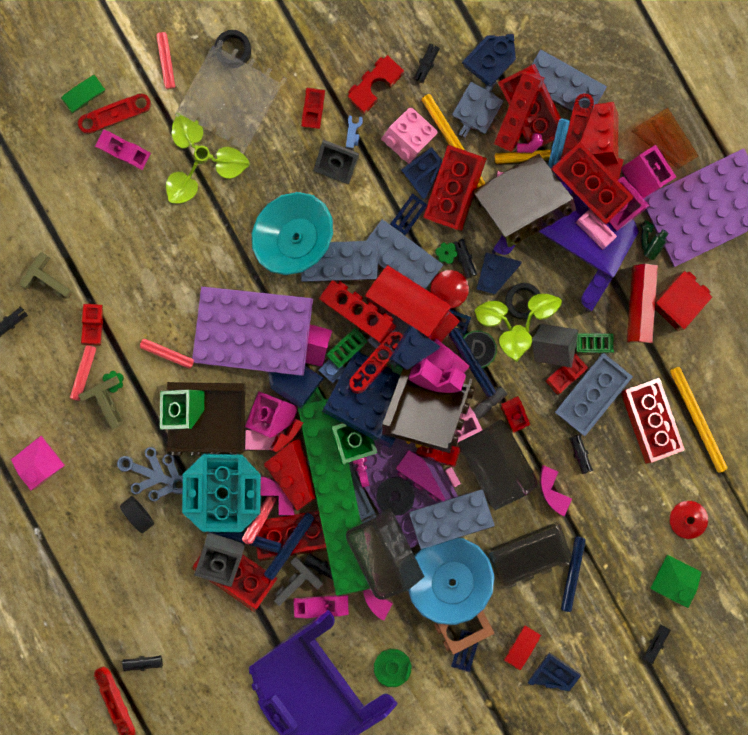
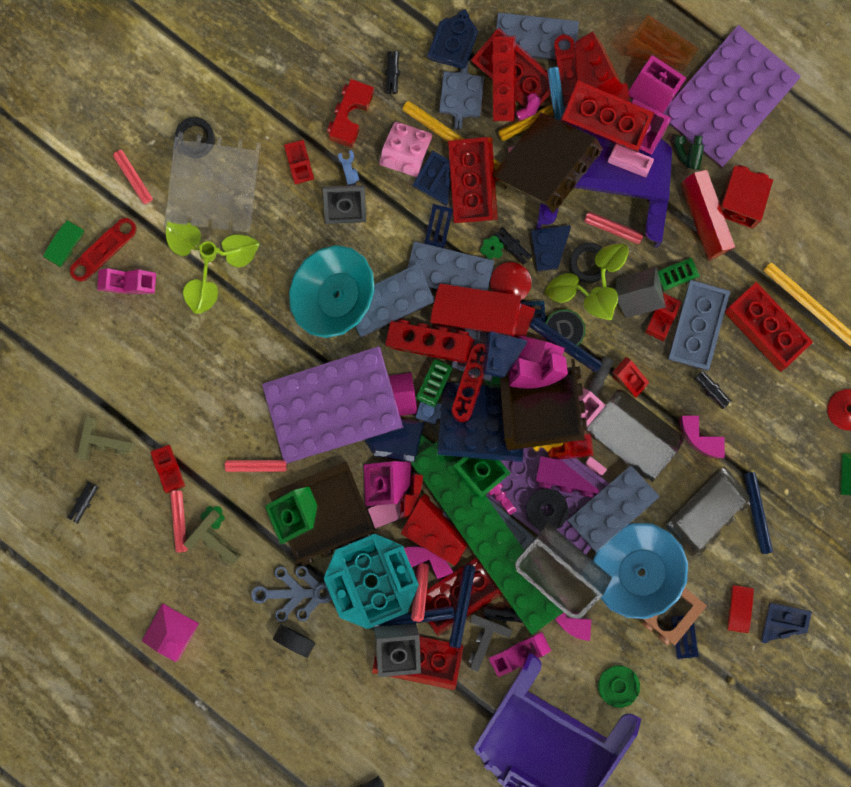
camera: 25 degrees left, 5 degrees down
(558, 279) = (613, 227): none -> coral axle

